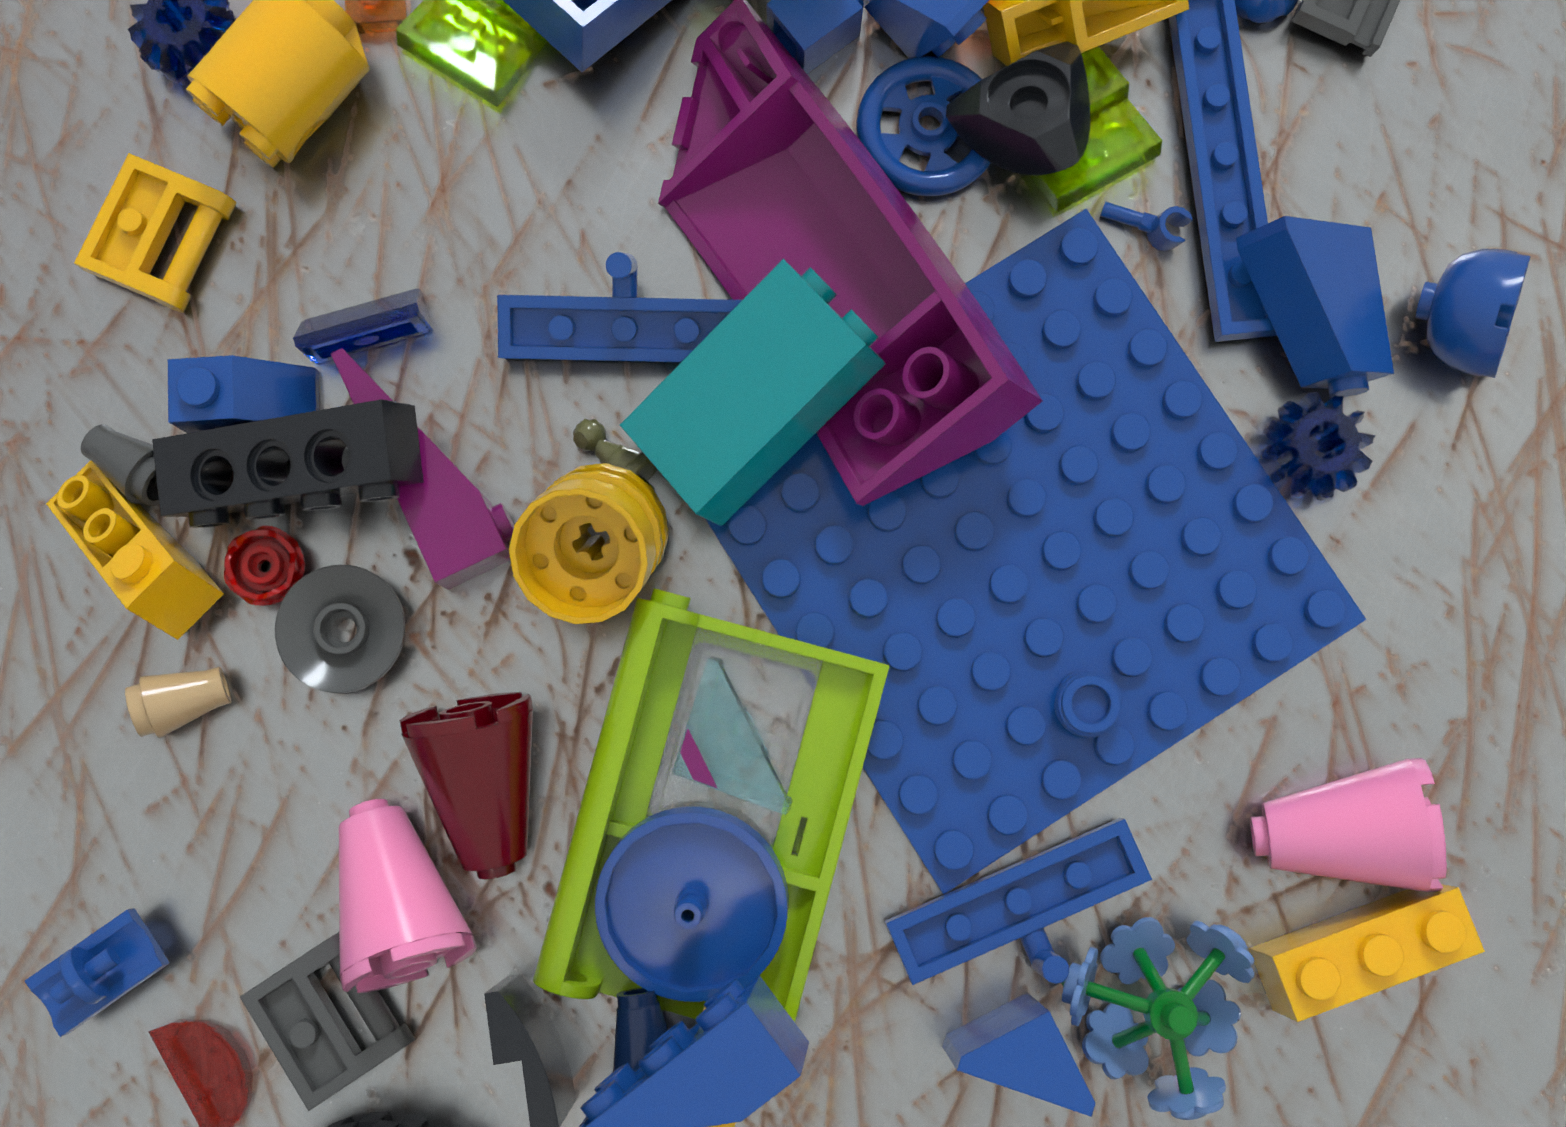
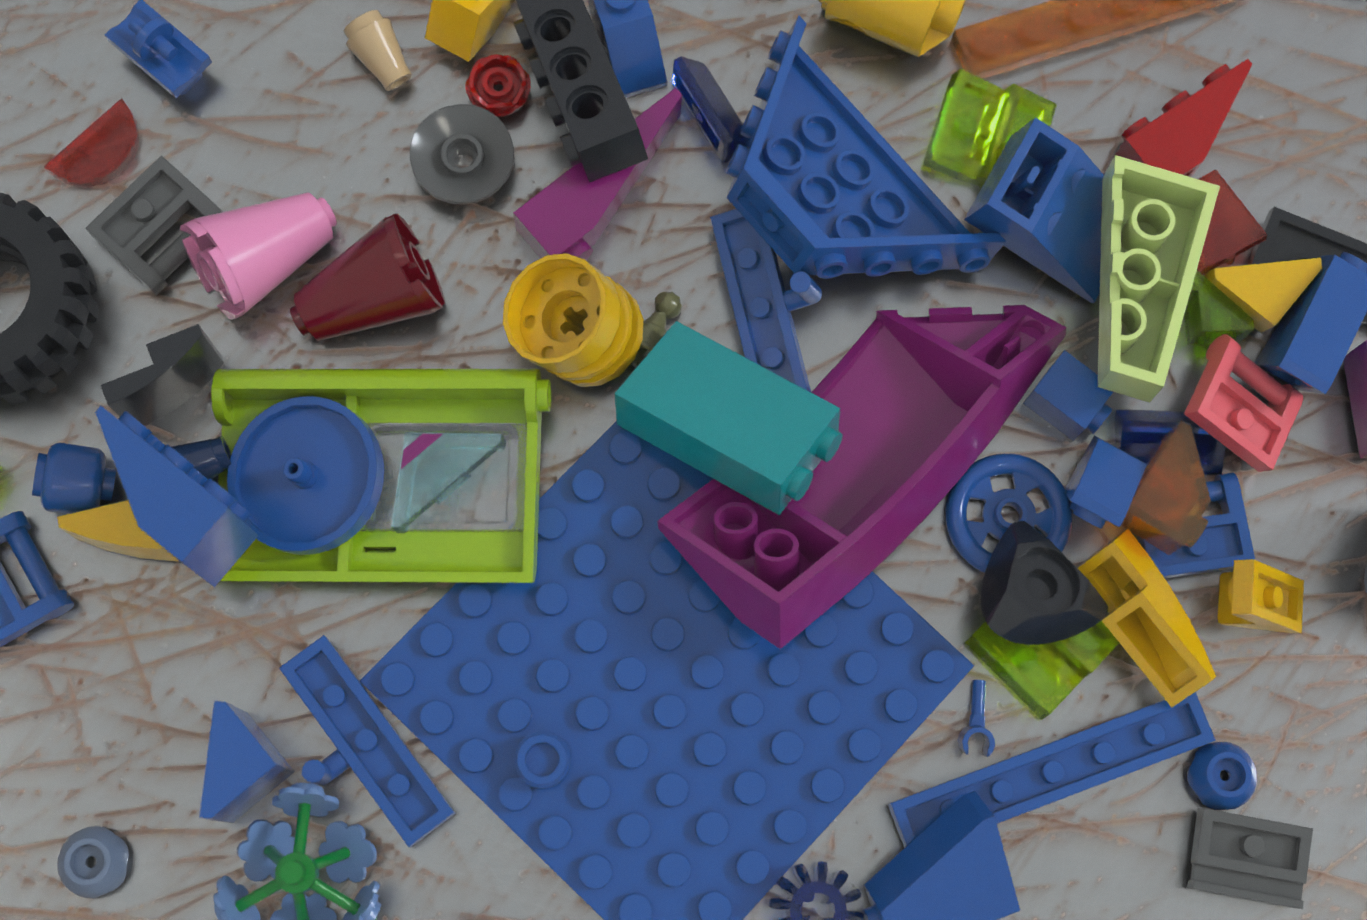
camera: 70 degrees right, 5 degrees down
(501, 208) = (833, 188): none -> blue piece

